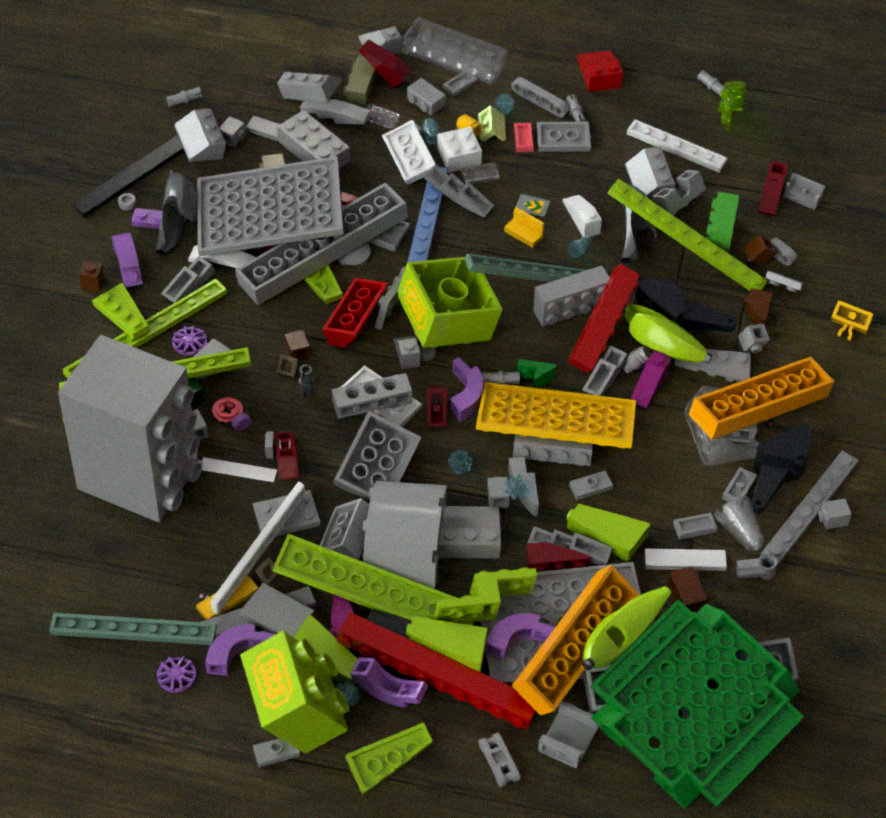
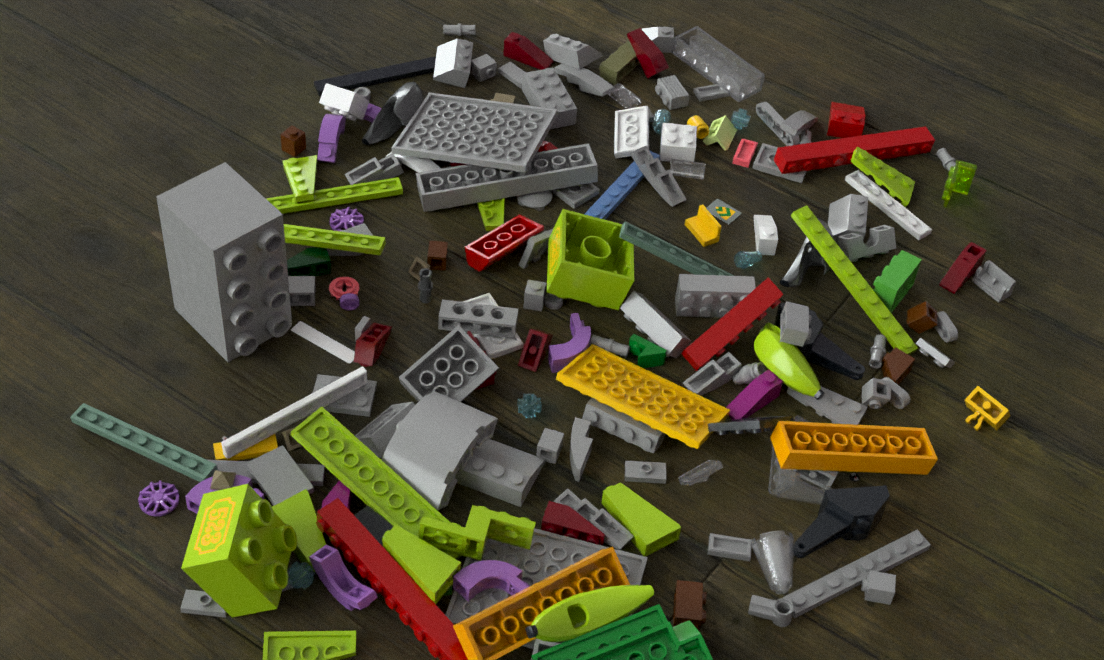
camera: 20 degrees right, 5 degrees down
(121, 217) = (343, 102): none -> white brick
(231, 635) = (222, 480): none -> dark tan slope
(261, 99) = (523, 50): none -> dark red slope
(521, 487) = (561, 448): clear light blue gear -> none
(531, 342) = (654, 324): none -> brick
(561, 89) = (798, 122): none -> light grey slope
(624, 101) = (840, 151): none -> red brick
(639, 468) = (700, 473): none -> clear plate
(662, 300) = (795, 324): none -> light grey brick
(662, 409) = (744, 425): none -> black plate
(673, 120) = (883, 174): none -> lime wing
(683, 558) = (698, 572): white tile -> none
(735, 297) = (877, 351): none -> light grey pin
(740, 484) = (794, 523): light grey plate -> none
(775, 333) = (899, 396): none -> light grey beam

